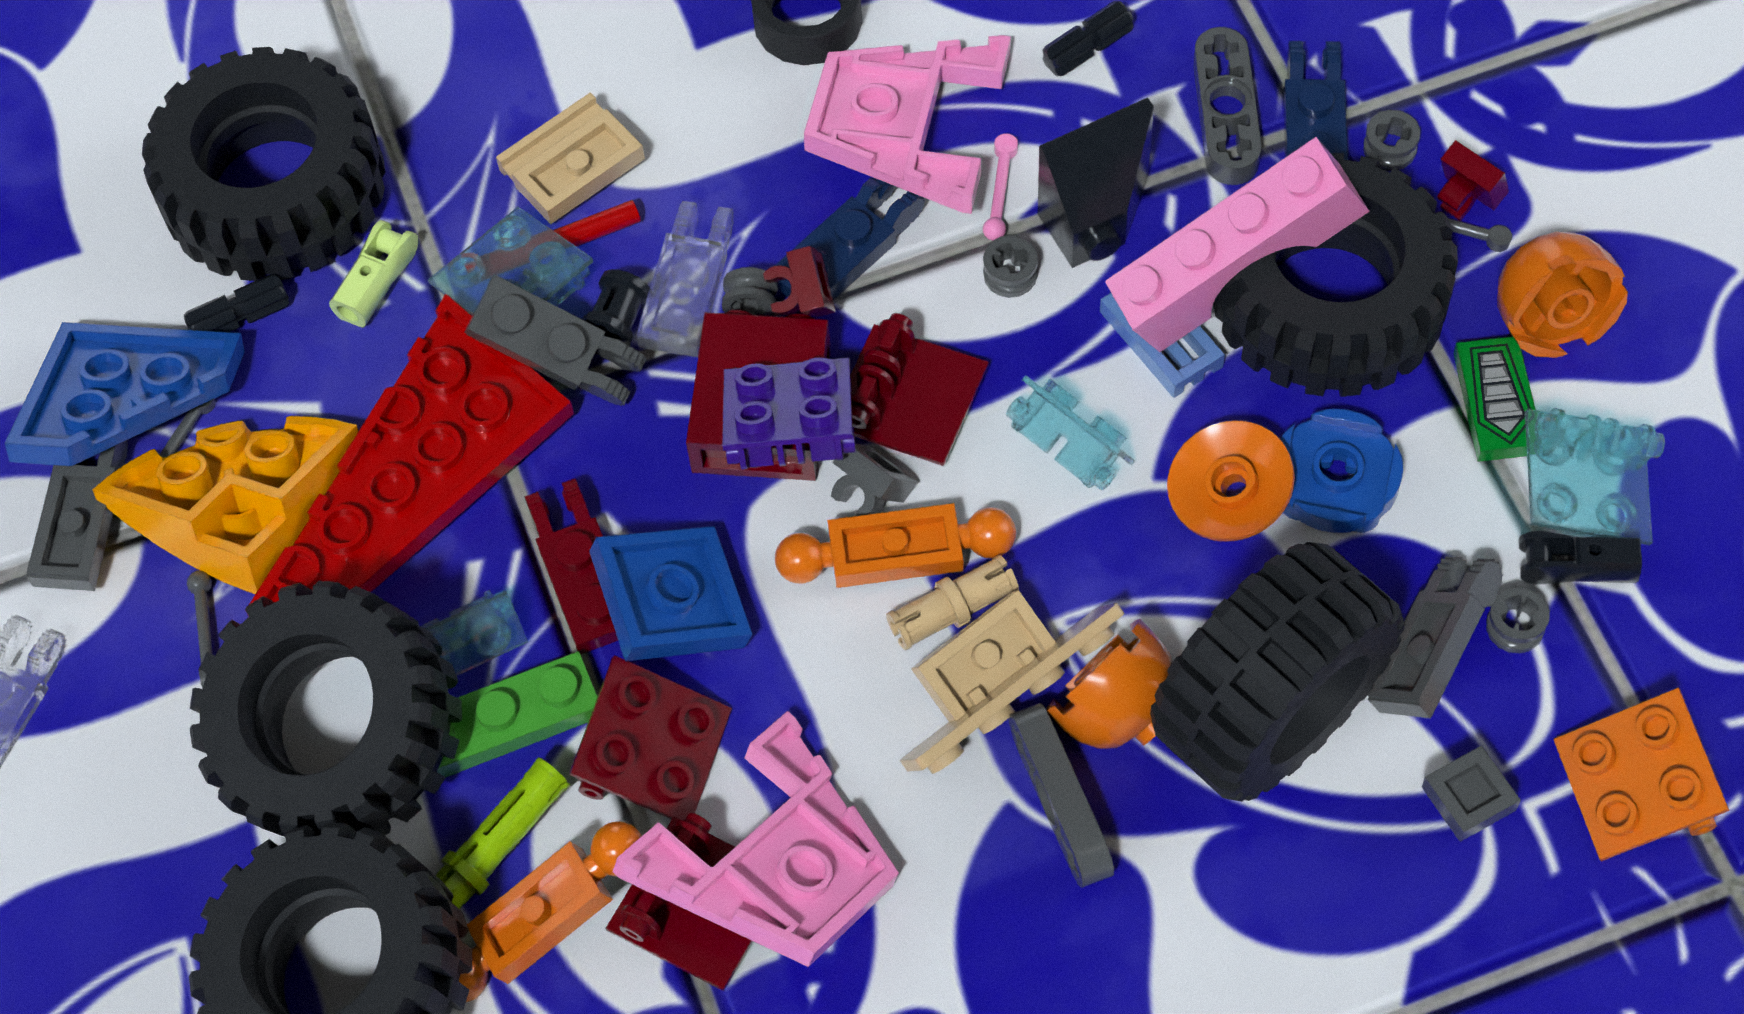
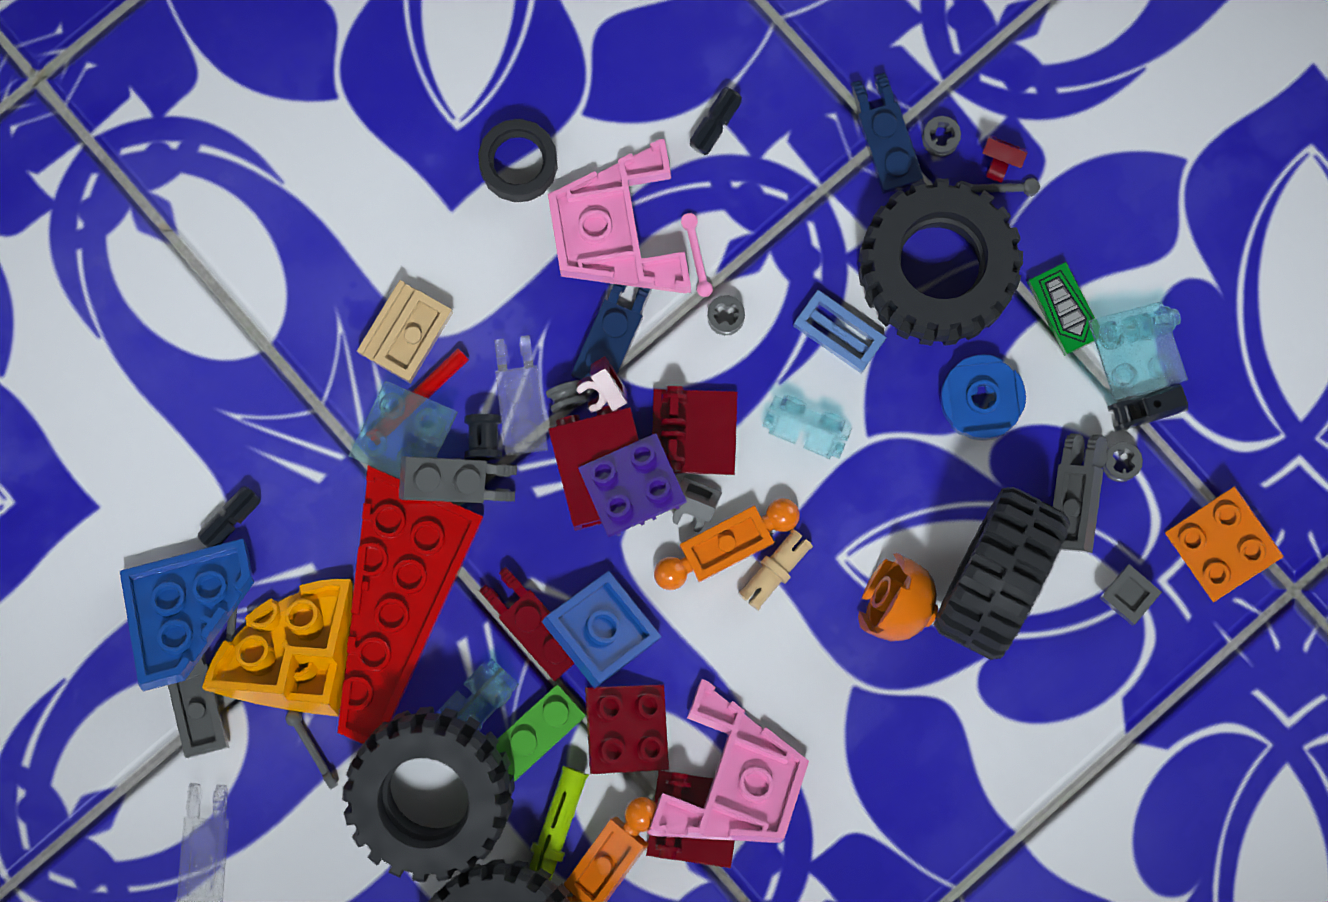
camera: 25 degrees left, 20 degrees up
(250, 104) = (164, 376): black tyre -> none
(371, 277) = (307, 467): yellowish green bar -> none
(992, 665) = (820, 608): tan bracket -> none
(1061, 795) = (887, 676): dark grey beam -> none
(1095, 182) = (766, 249): black slope -> none
(1216, 460) = (899, 433): orange dish -> none
(1217, 126) = (803, 121): dark grey beam -> none
(1285, 207) = (880, 278): bright pink arch -> none
(1560, 292) = (1081, 224): orange cylinder -> none

